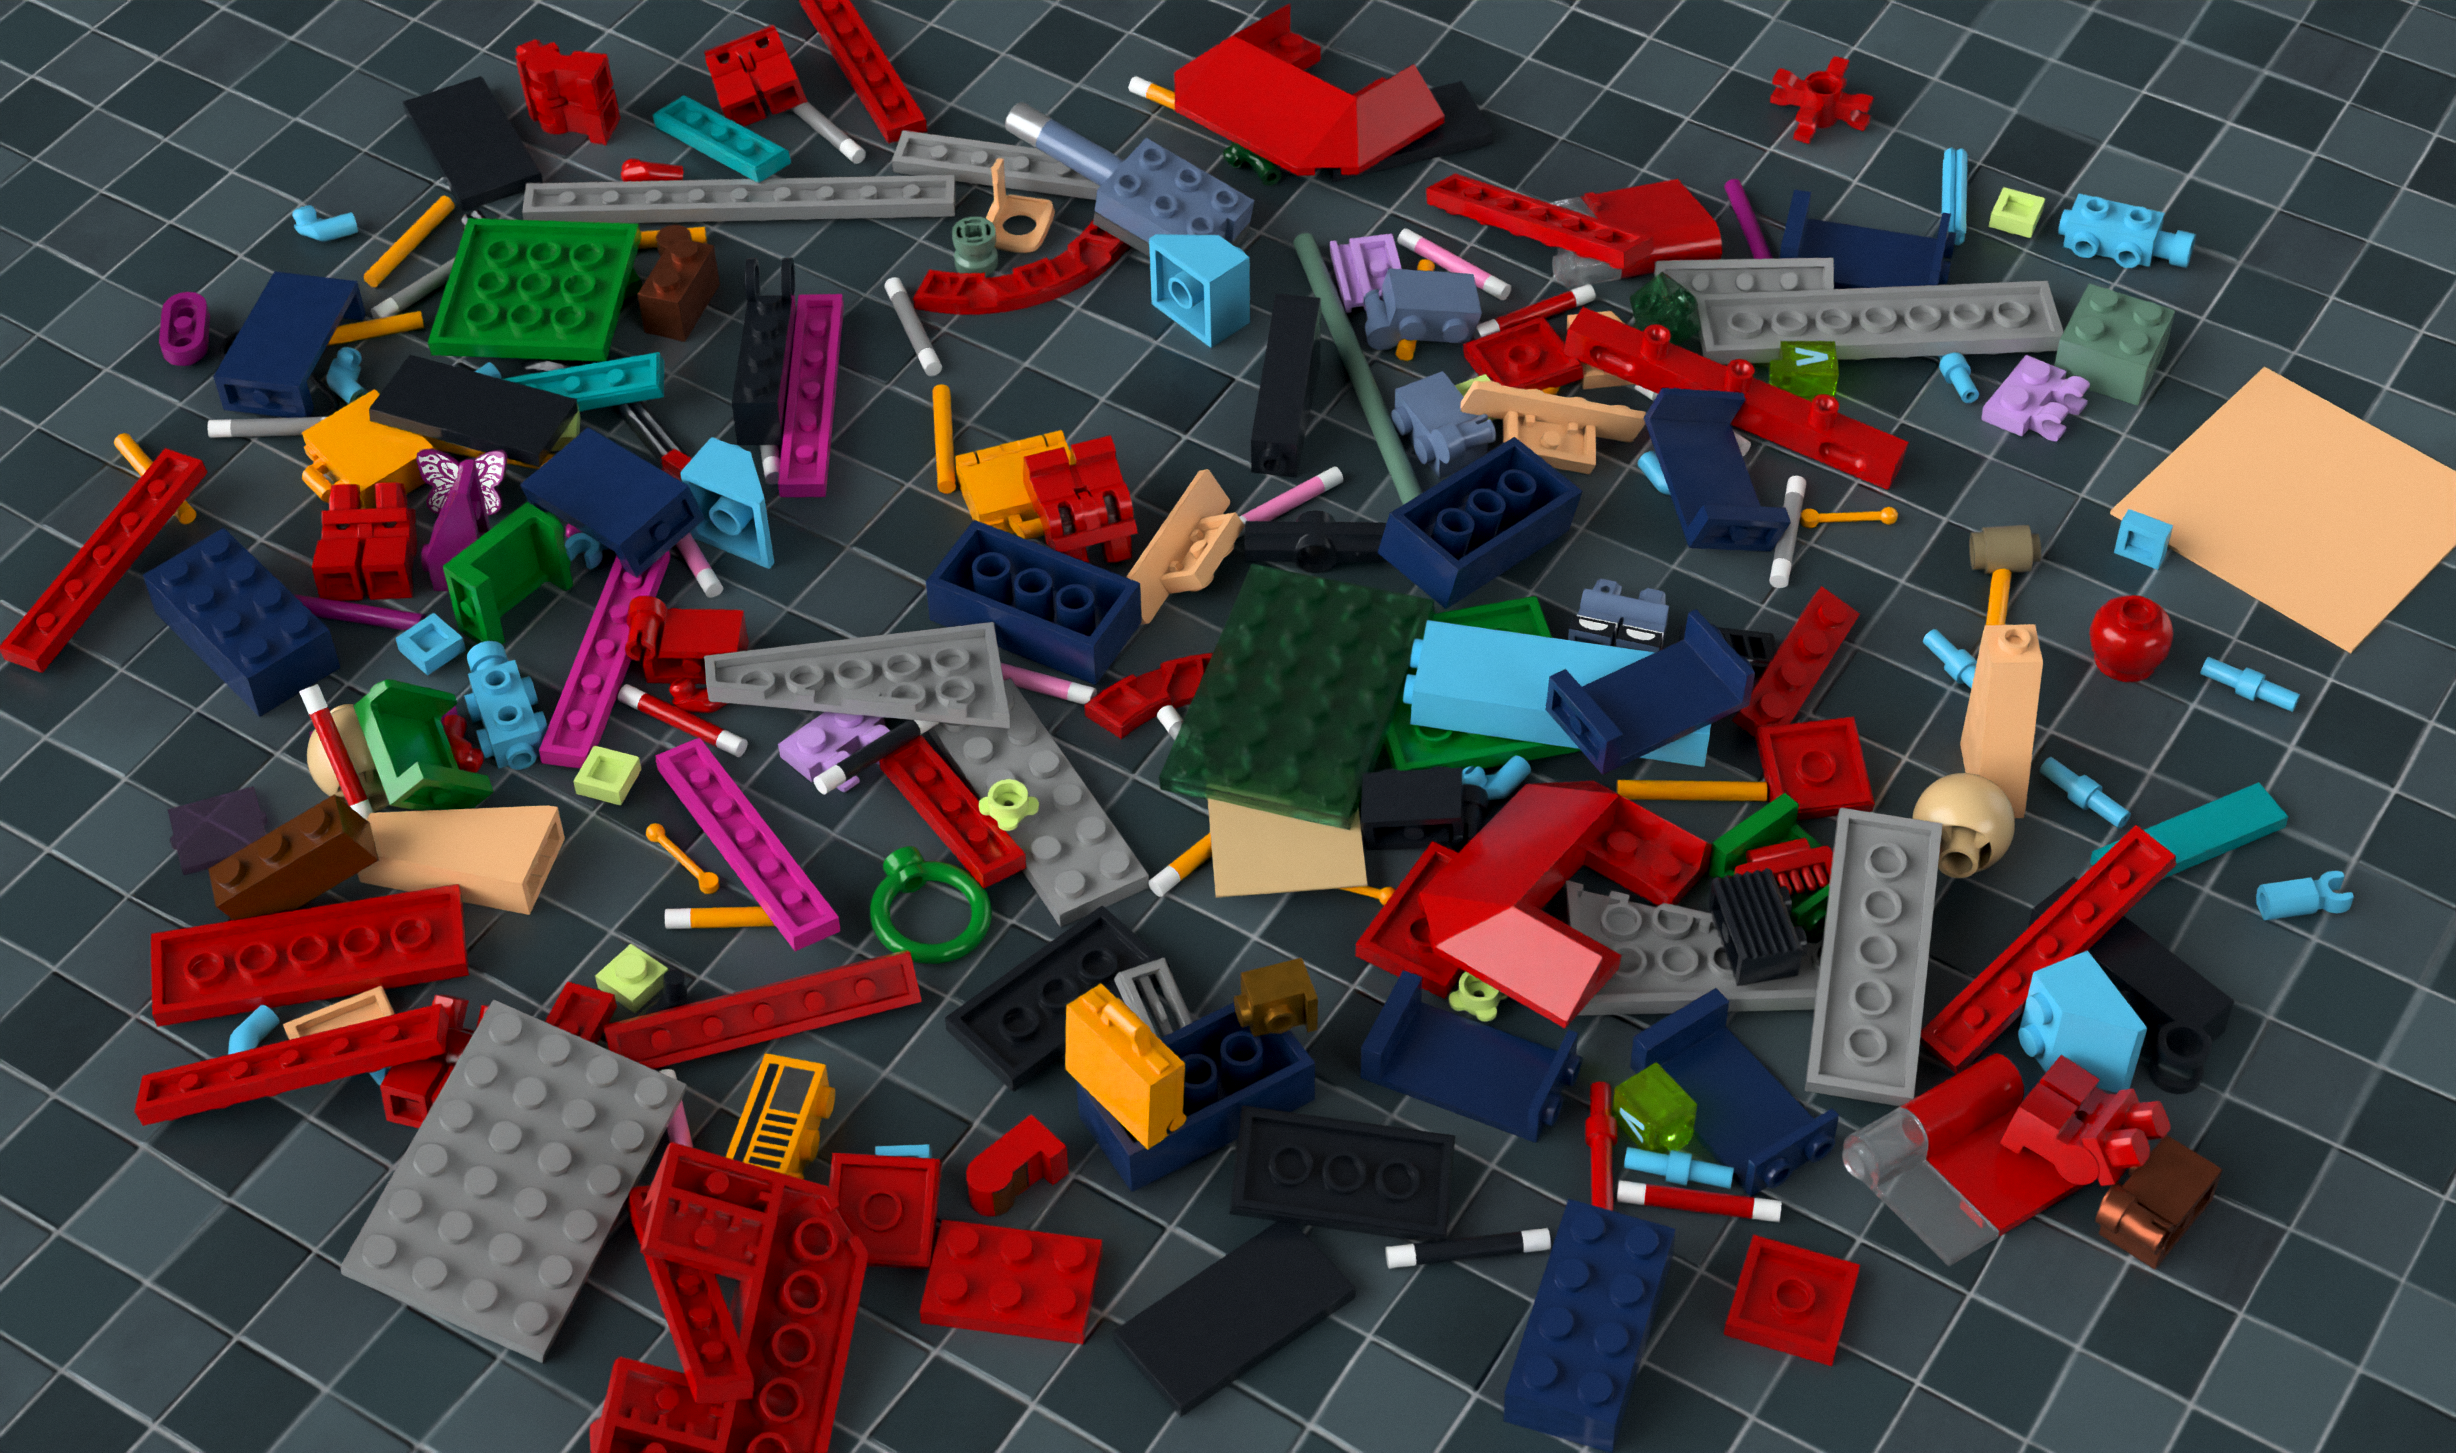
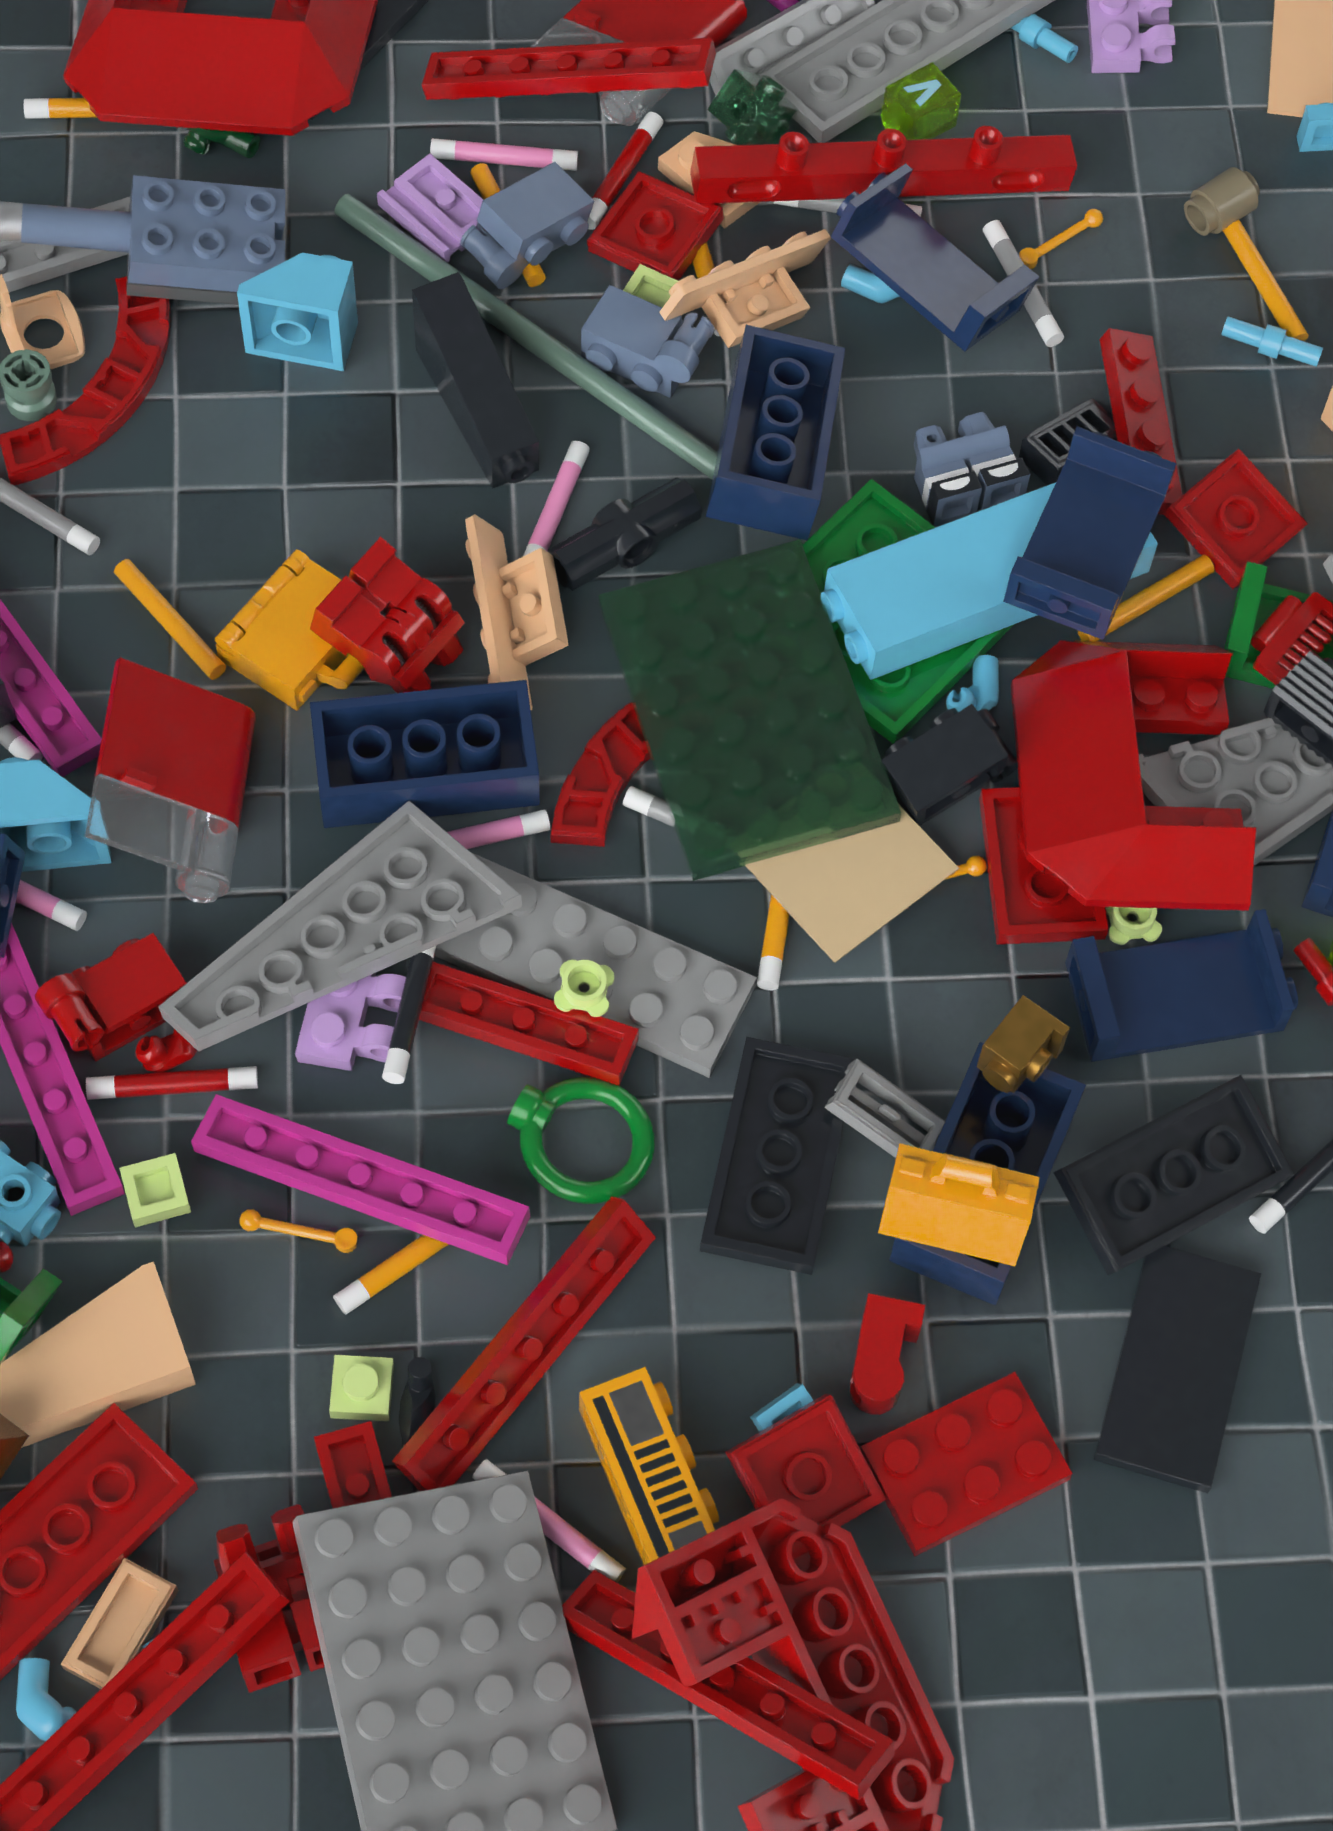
camera: 40 degrees left, 15 degrees up
(841, 520) = (172, 777): none -> red door

